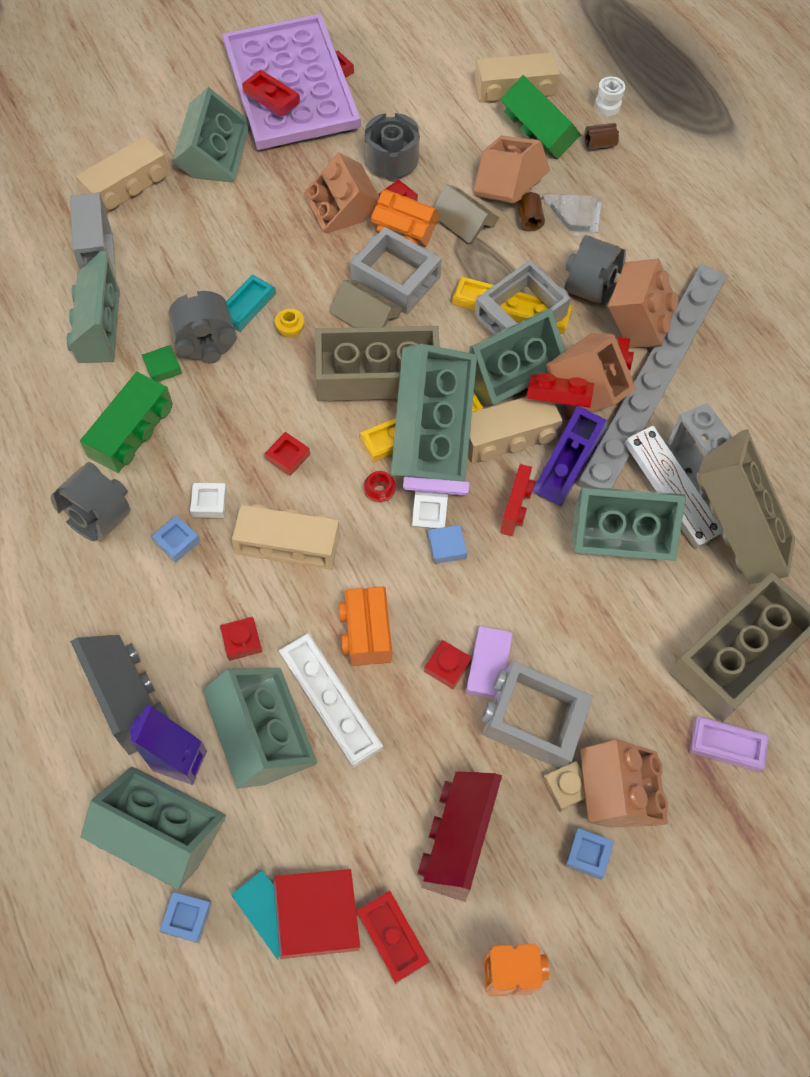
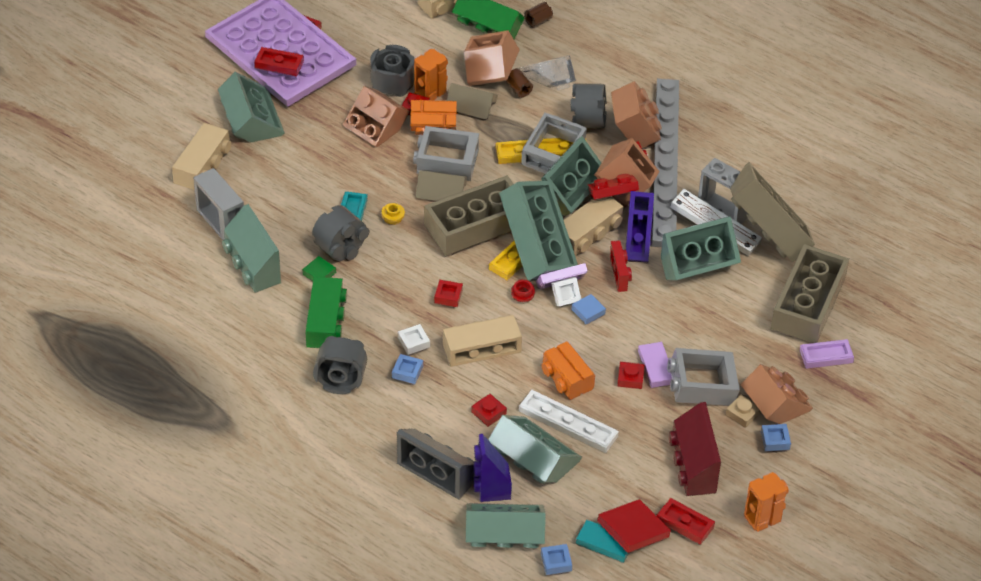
camera: 25 degrees left, 15 degrees down
(428, 165) = (430, 74): none -> orange brick

